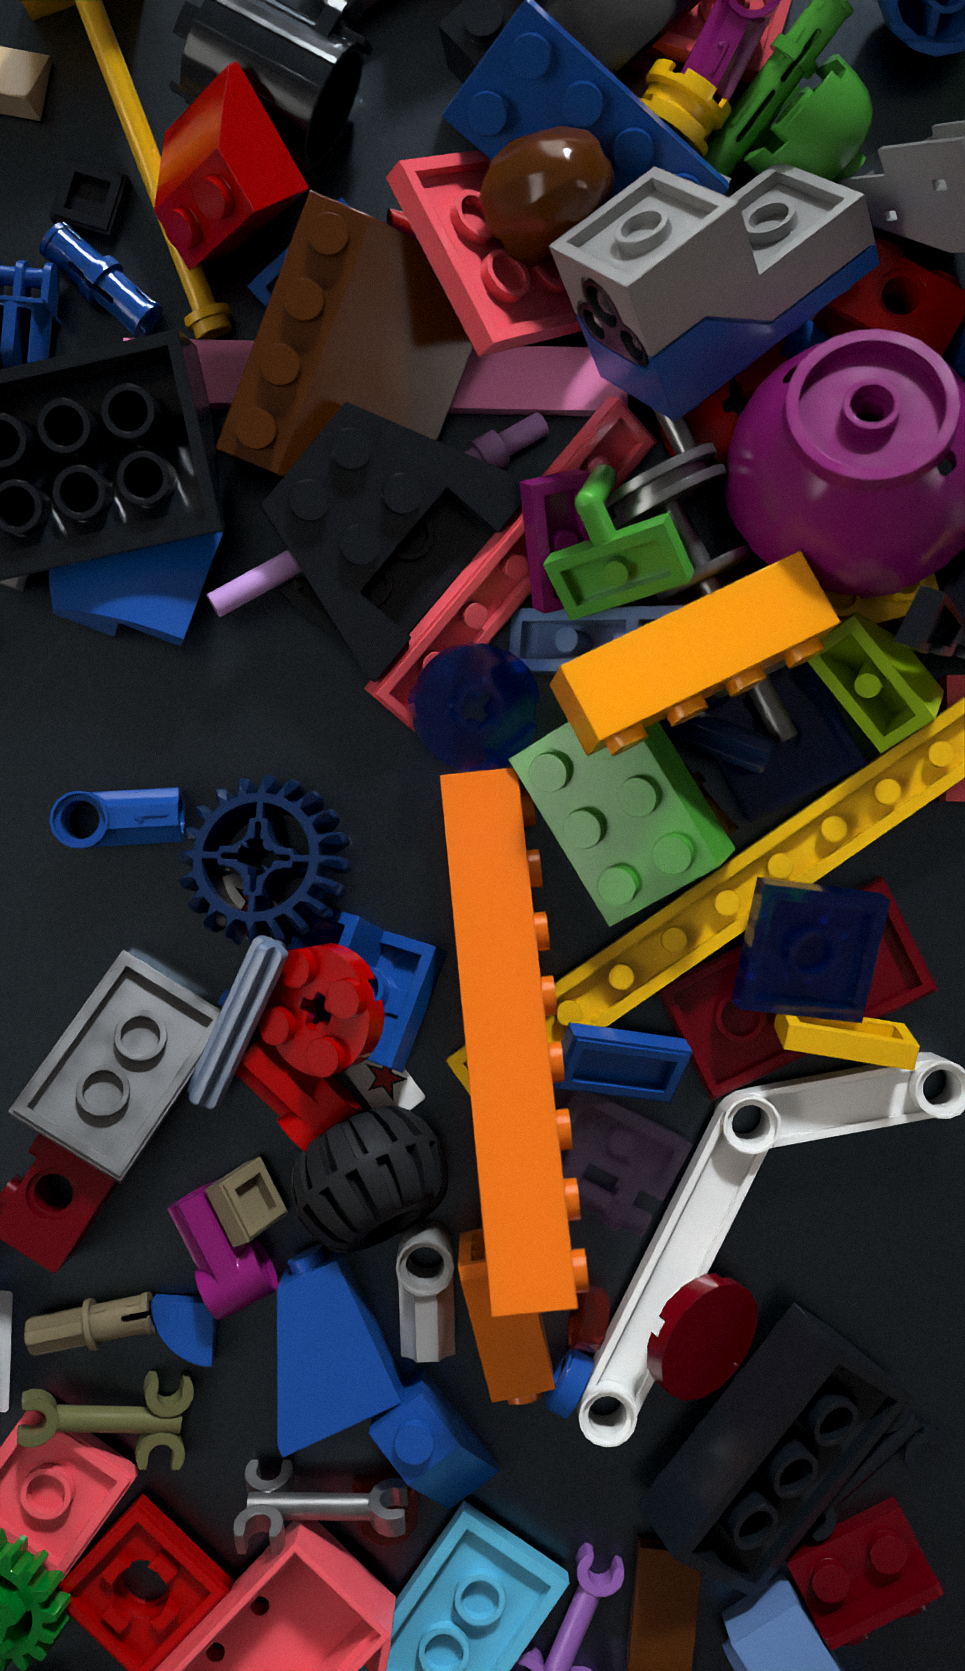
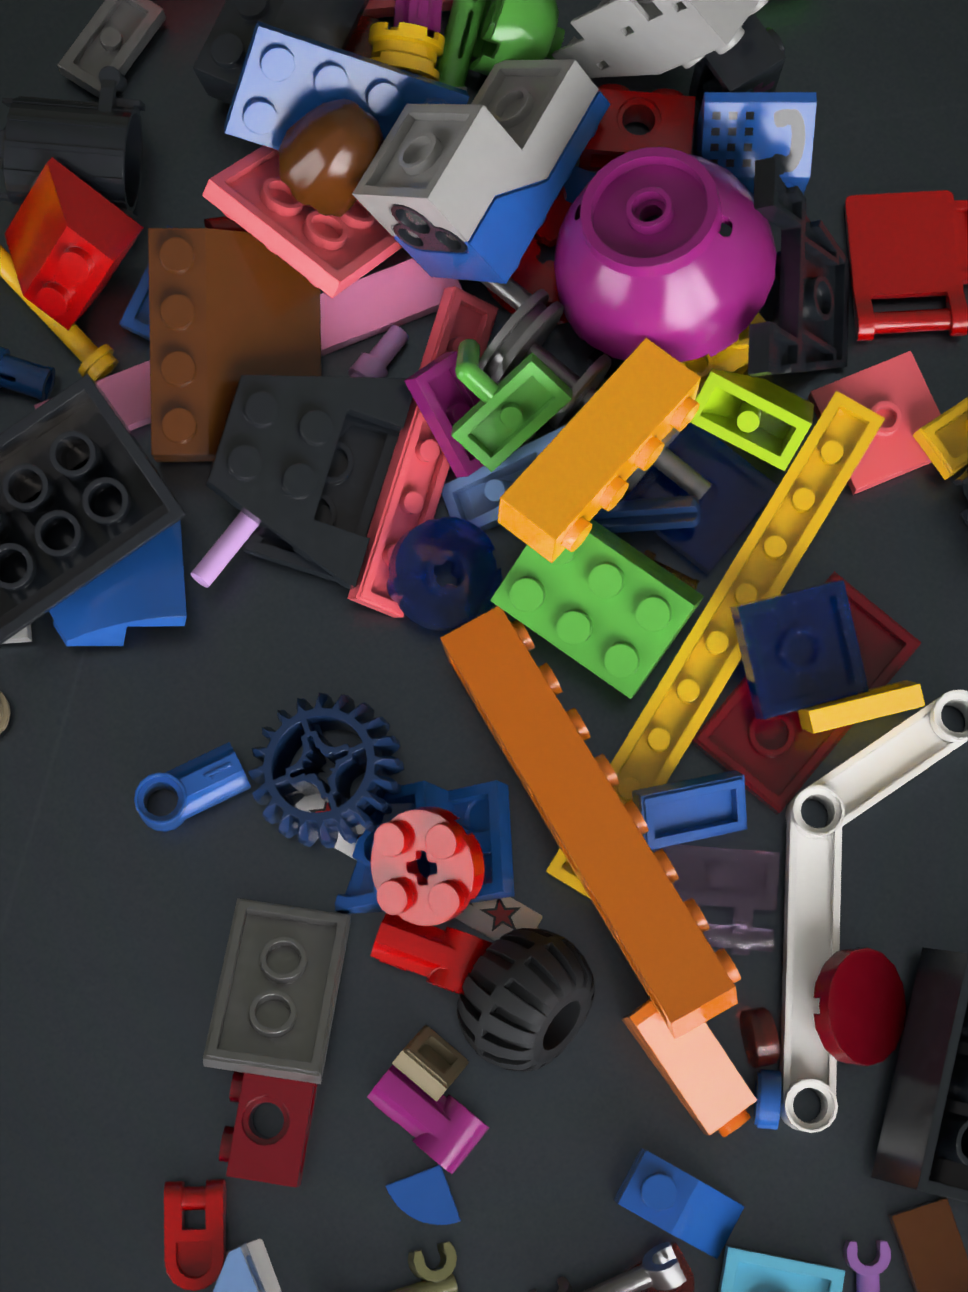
camera: 25 degrees left, 10 degrees down
(88, 1325) = (341, 1230): dark tan axle -> none
(237, 1022) = (360, 908): sand blue axle -> none
(329, 1352) = (554, 1160): blue slope -> none
(426, 1295) = (617, 1080): light grey piece -> none

